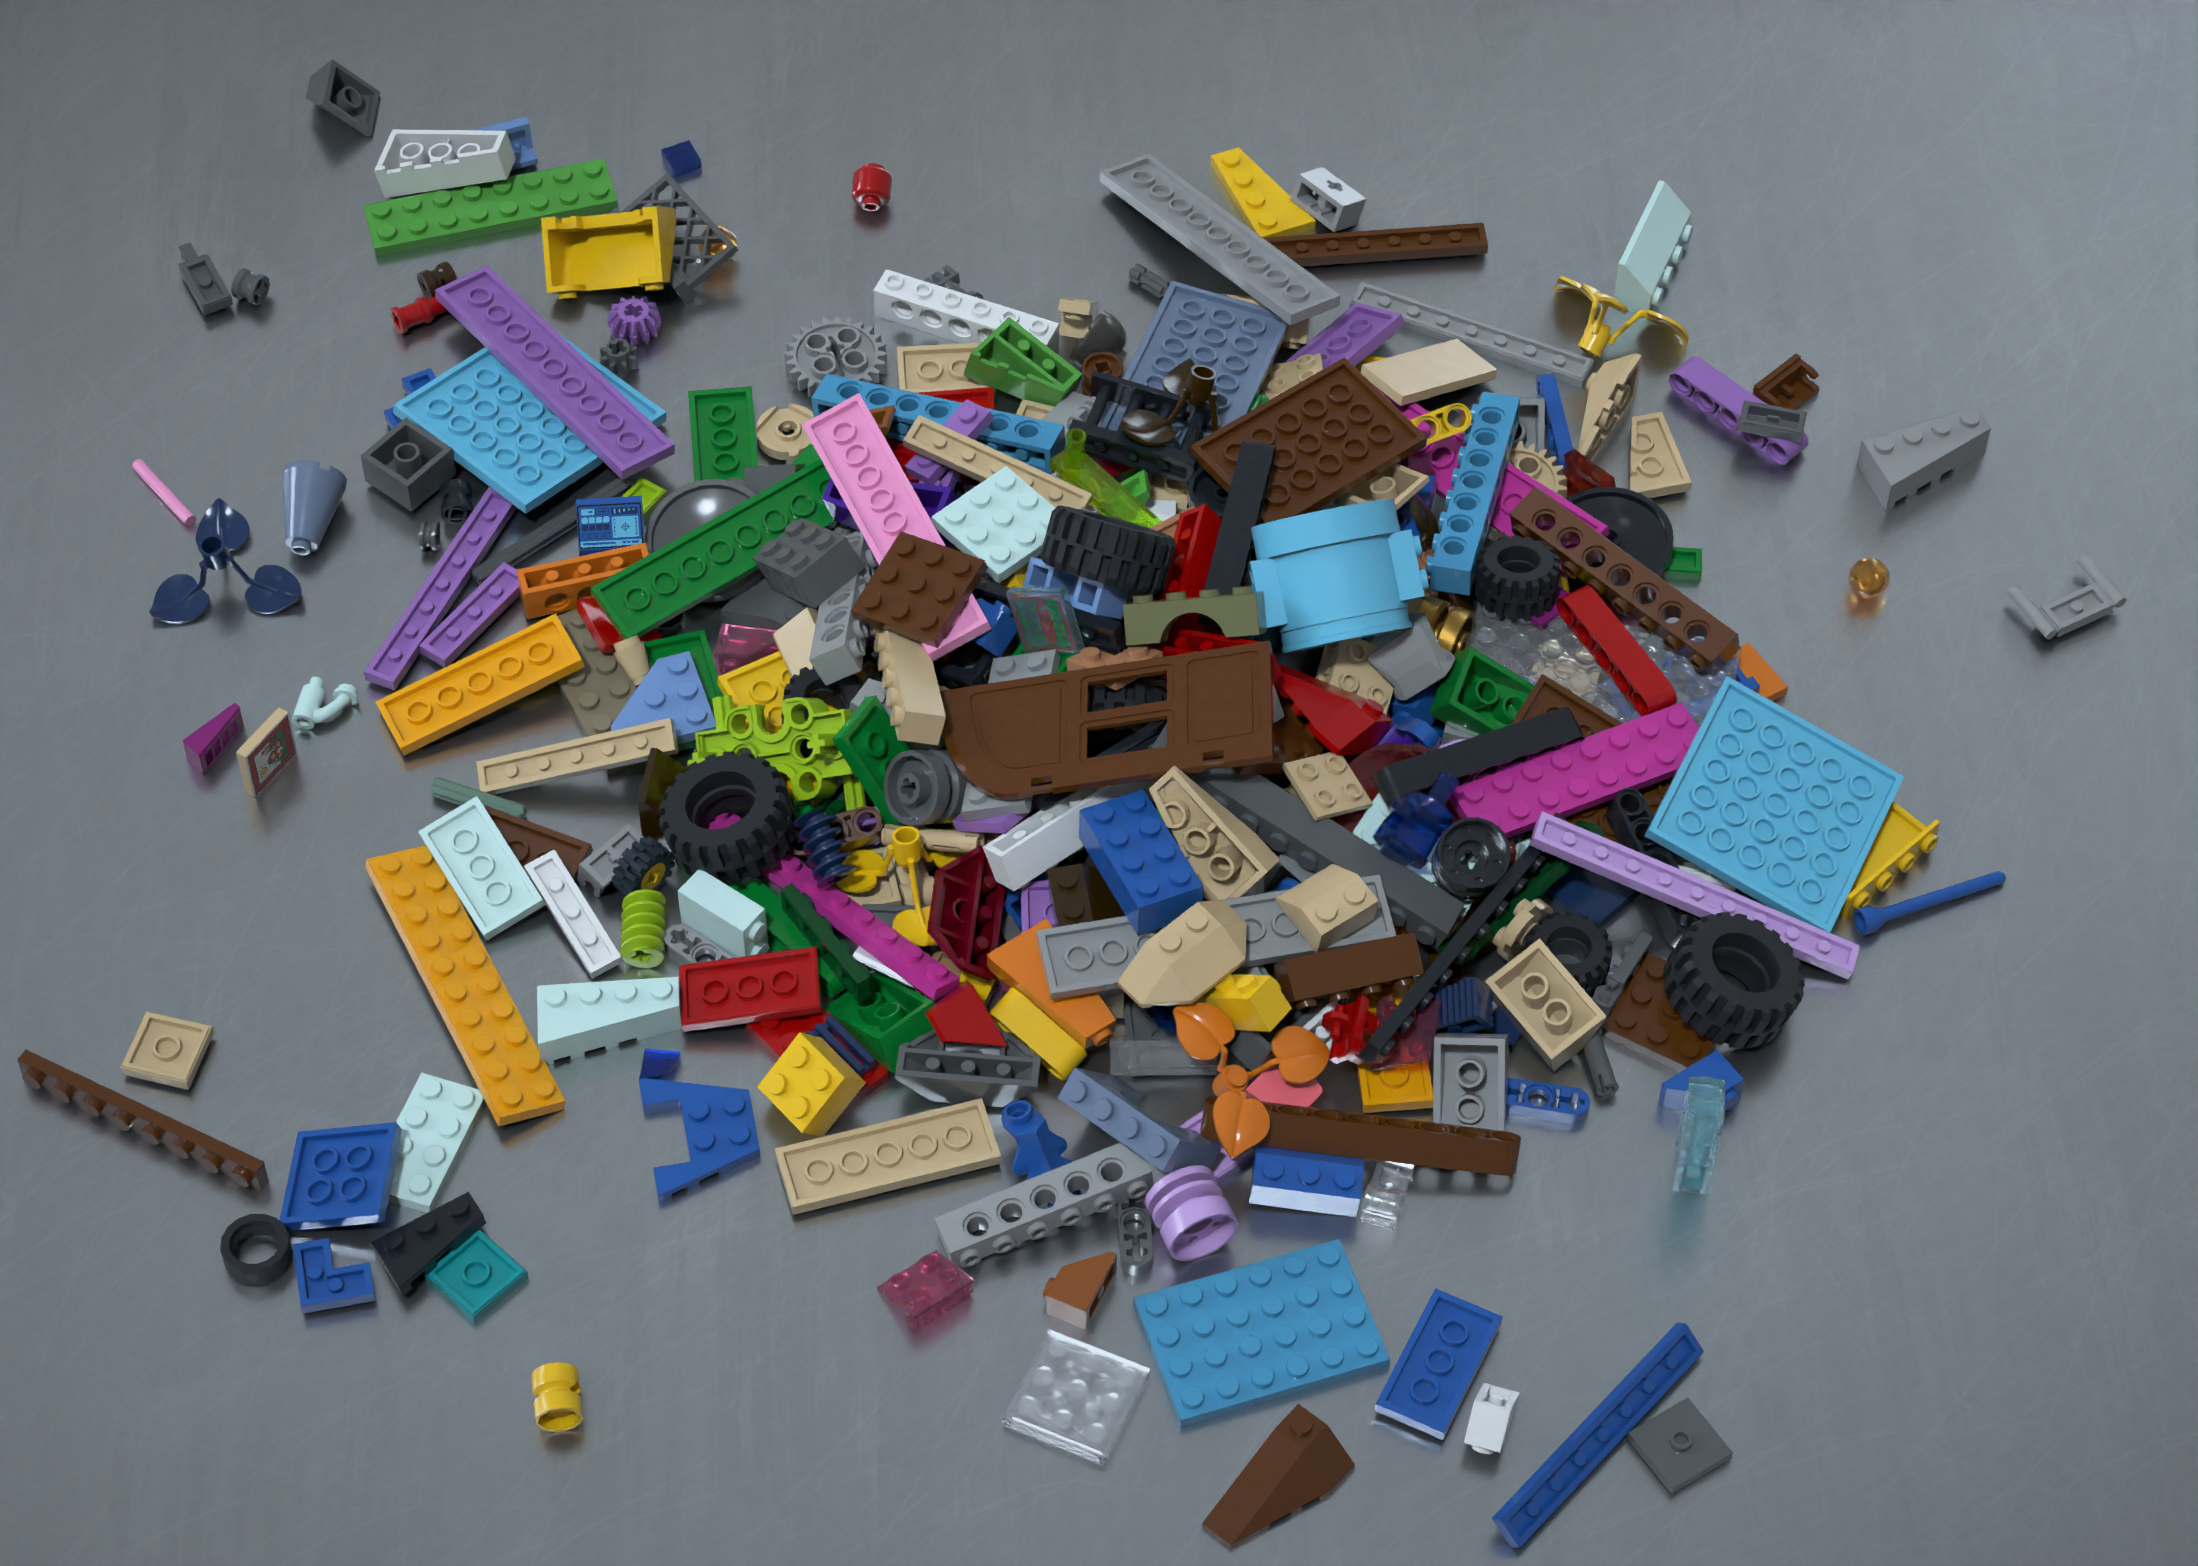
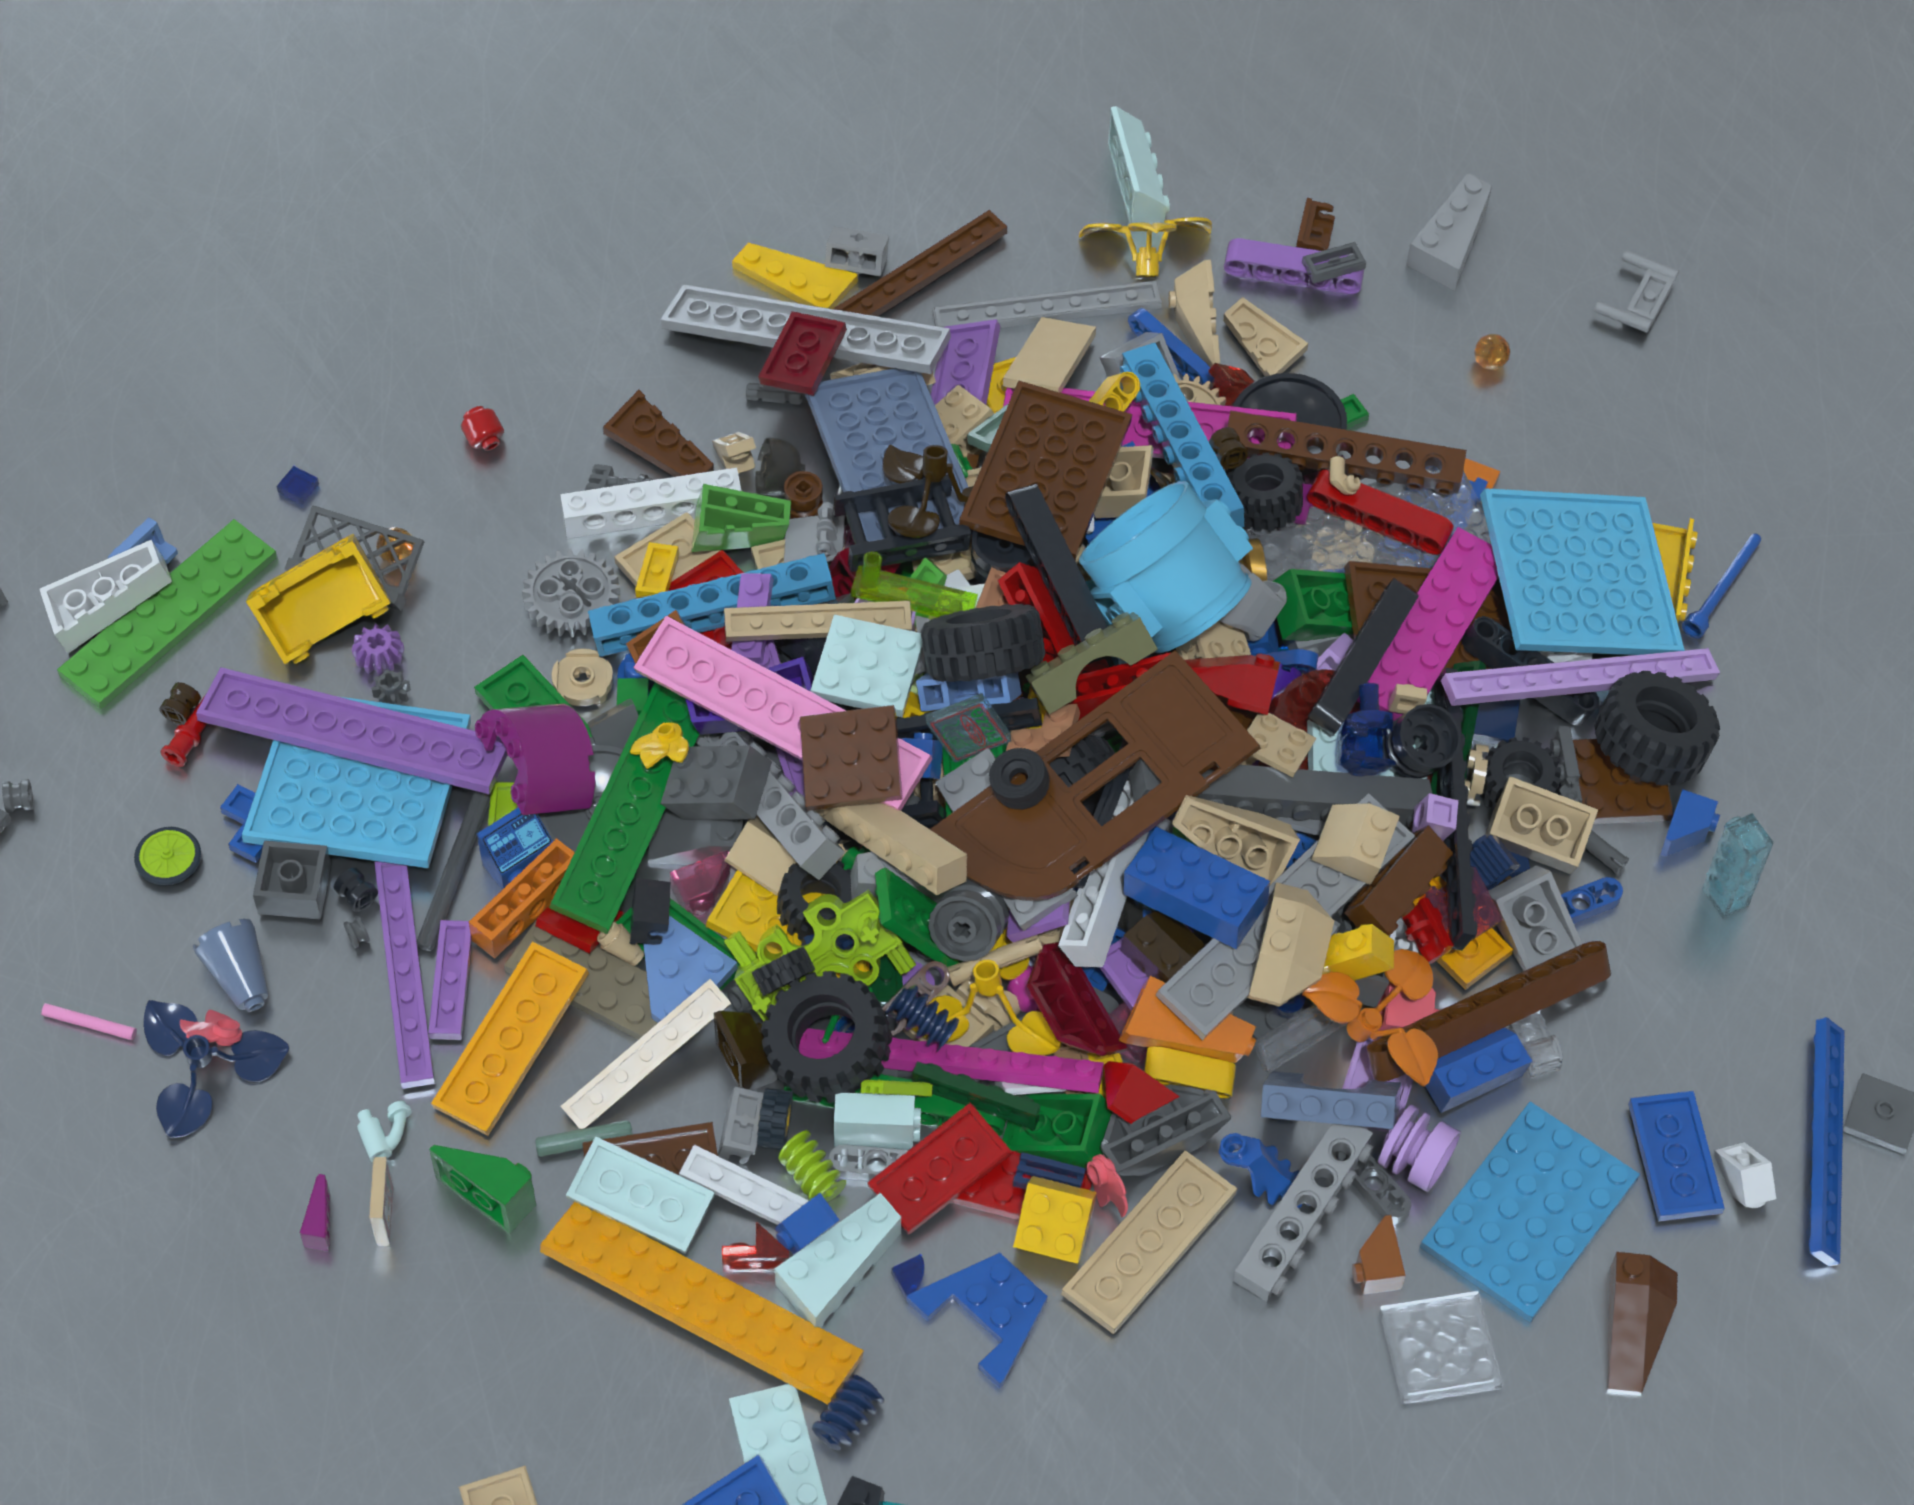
camera: 35 degrees left, 5 degrees up
(256, 552) = (216, 1028): none -> coral plate
(330, 396) = (167, 855): none -> lime wheel
(365, 789) = (487, 1182): none -> green slope
(507, 1139) = (846, 1412): none -> dark blue piece
(530, 970) = (759, 1258): none -> clear red slope
(590, 962) = (806, 1224): none -> blue slope
(672, 639) = (649, 910): none -> black hinge
(680, 466) = (549, 752): none -> magenta cylinder
(728, 736) = (783, 970): none -> black tyre
(755, 894) = (896, 1088): none -> lime tile
(792, 507) = (663, 741): none -> yellow plate
(883, 1069) = (1107, 1183): none -> coral plate
(920, 372) = (657, 569): none -> yellow plate
(927, 1286) = (1263, 1329): clear pink hinge -> none
(1016, 267) = (651, 436): none -> reddish brown wing
(1049, 696) = (1014, 762): none -> black tyre
(1188, 251) = (802, 353): none -> dark red plate
(1434, 932) = (1438, 813): none -> lavender brick
(1488, 809) = (1406, 698): none -> tan plate
(1503, 516) = (1228, 448): none -> dark brown wheel
(1592, 598) = (1340, 480): none -> tan arm

